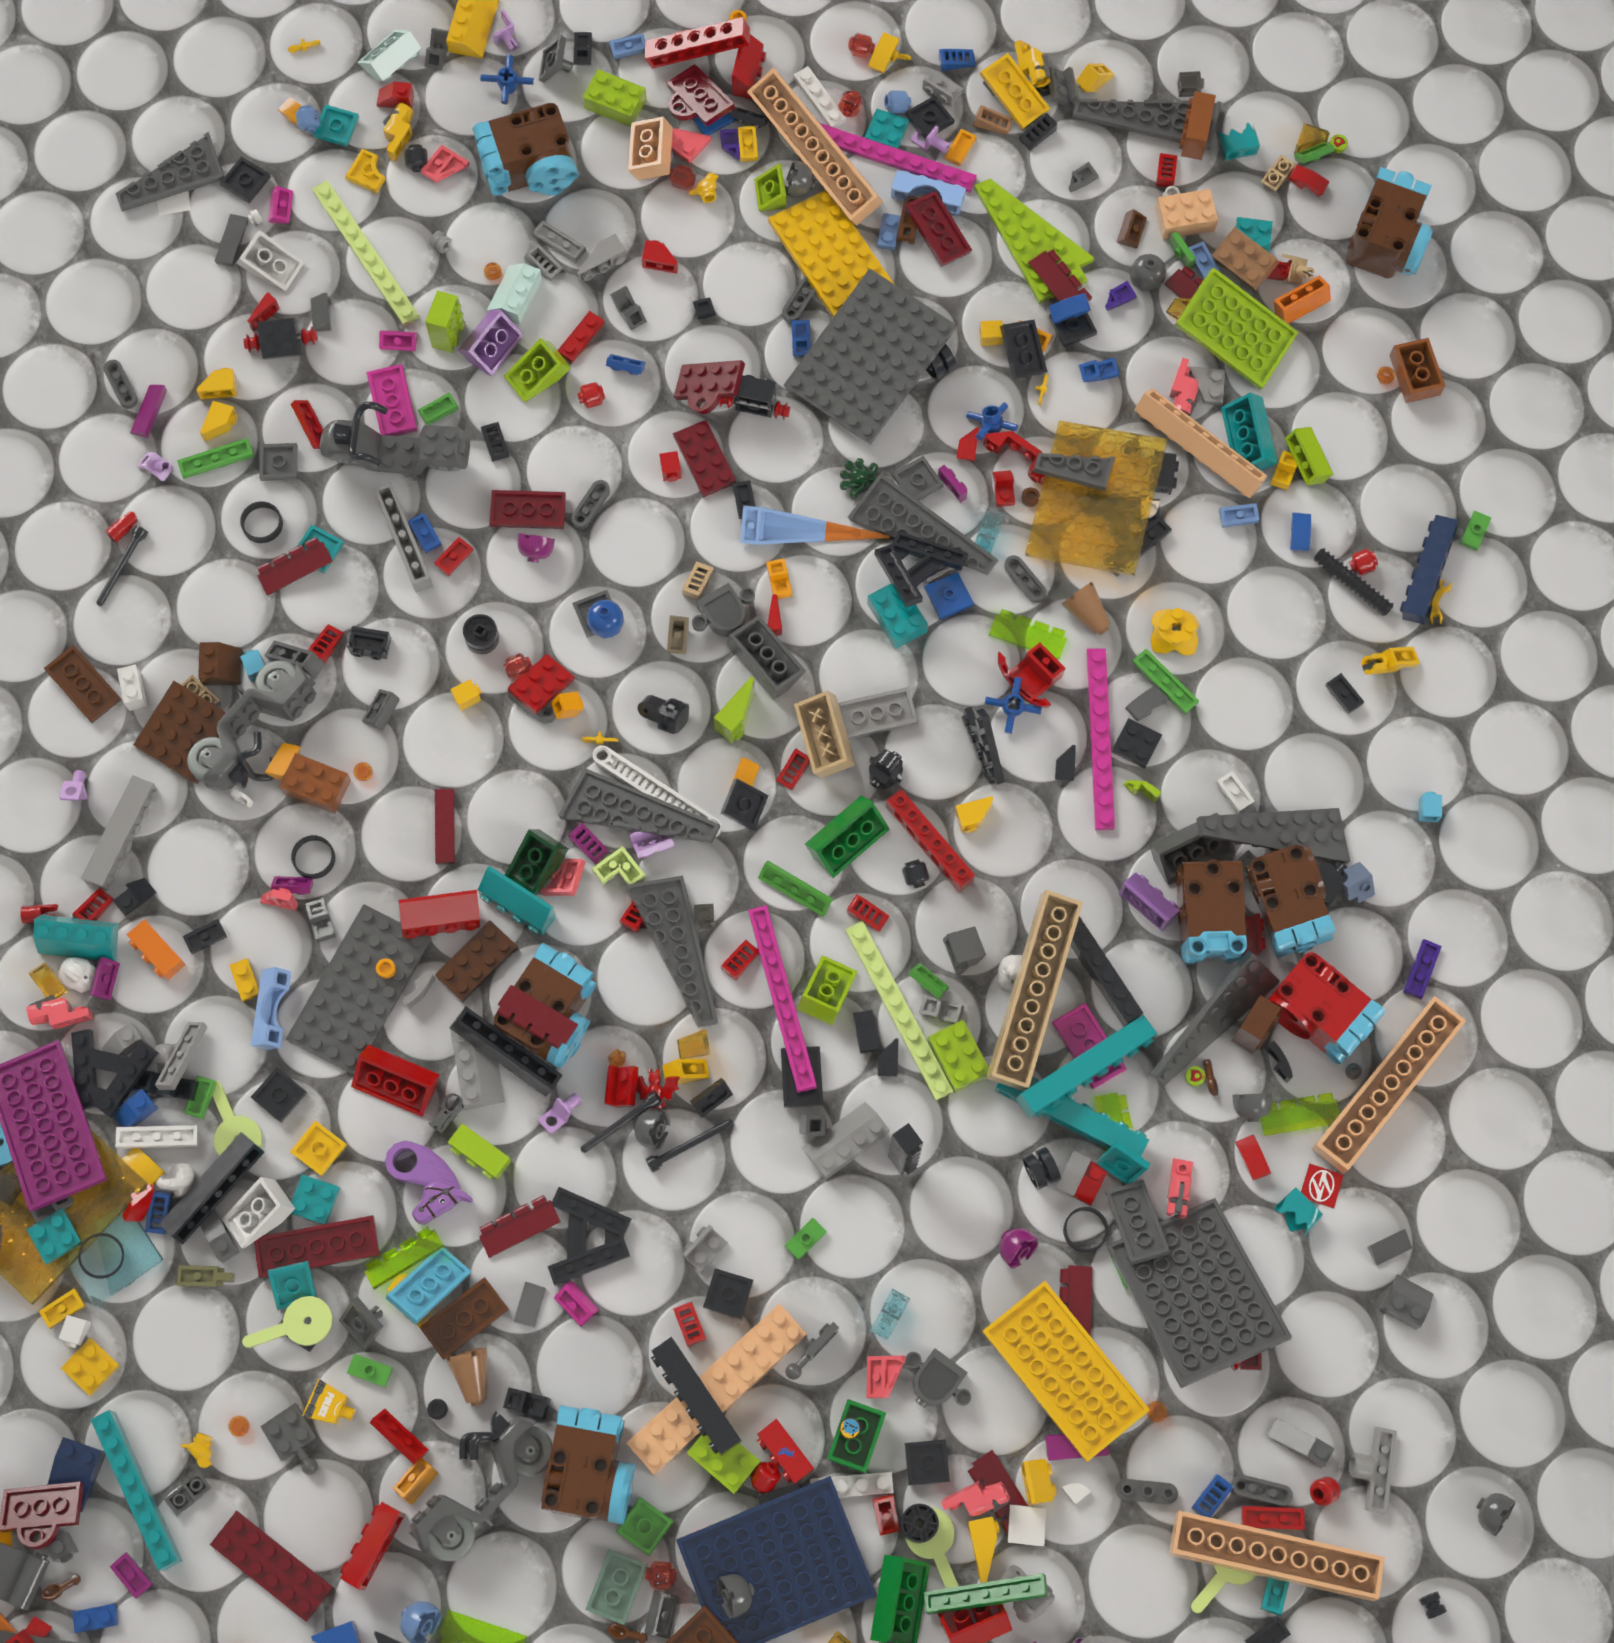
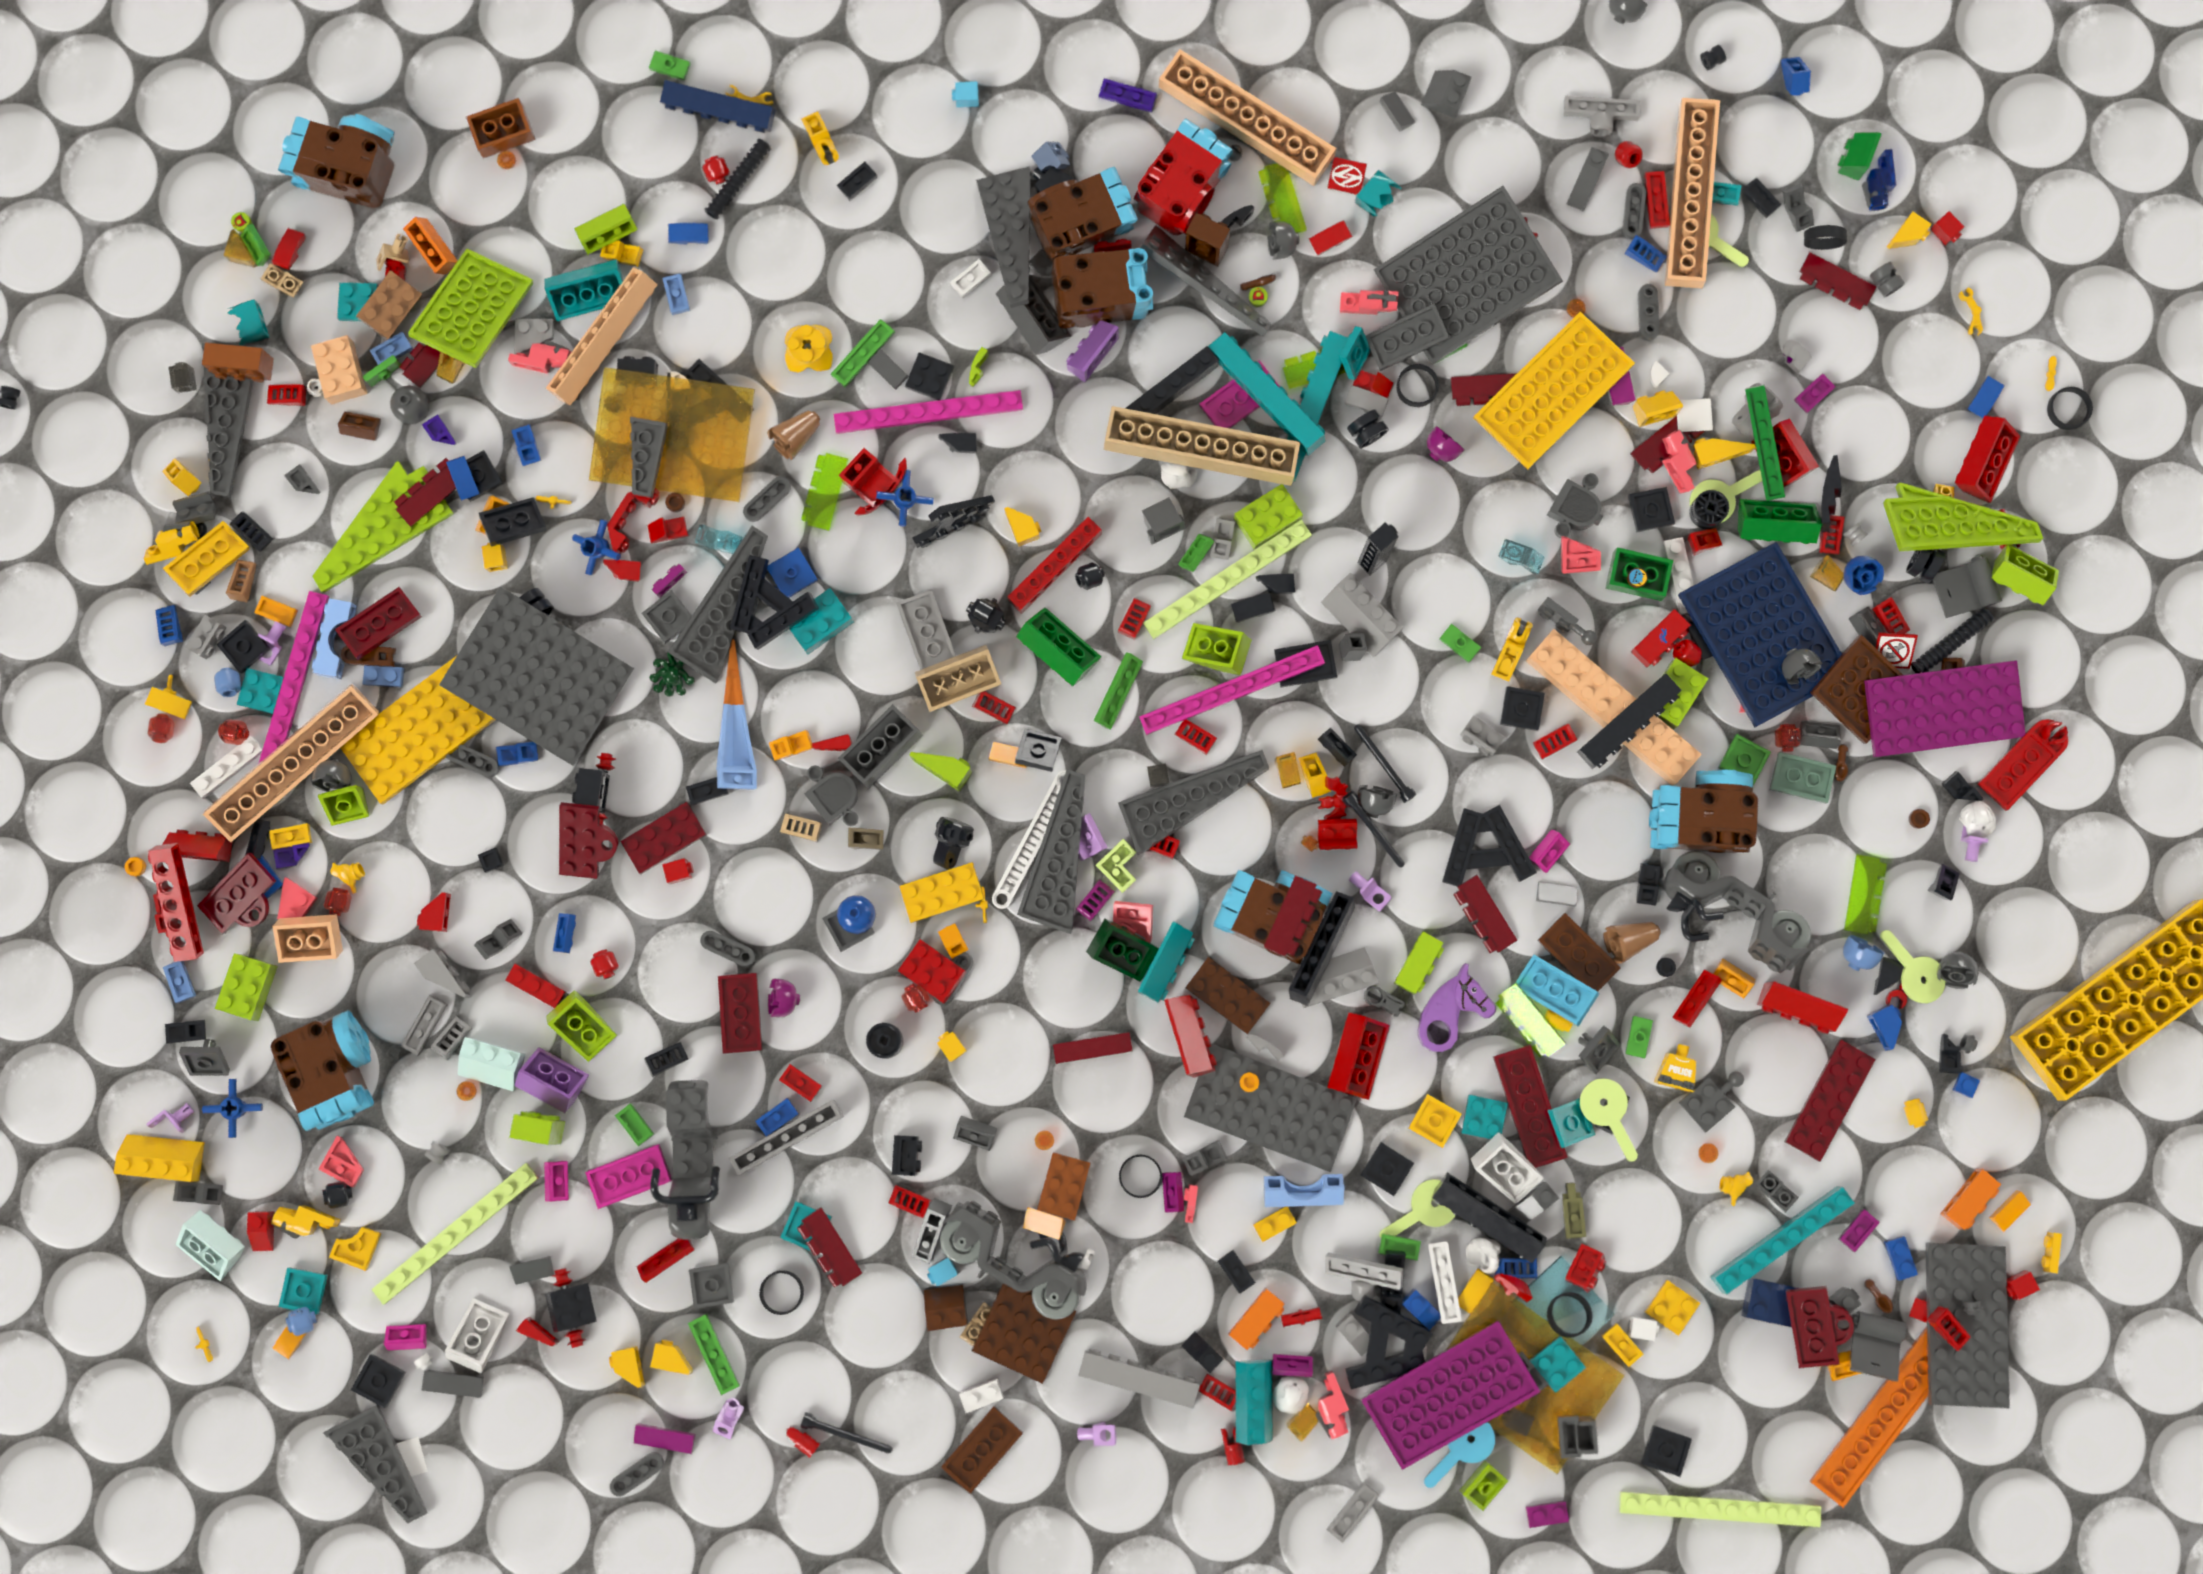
camera: 90 degrees left, 10 degrees up
(144, 1280) = (1586, 1268): none -> red bracket
(150, 993) = (1301, 1317): none -> red pin
(616, 701) = (941, 892): none -> yellow plate
(791, 1289) = (1512, 649): none -> yellow plate

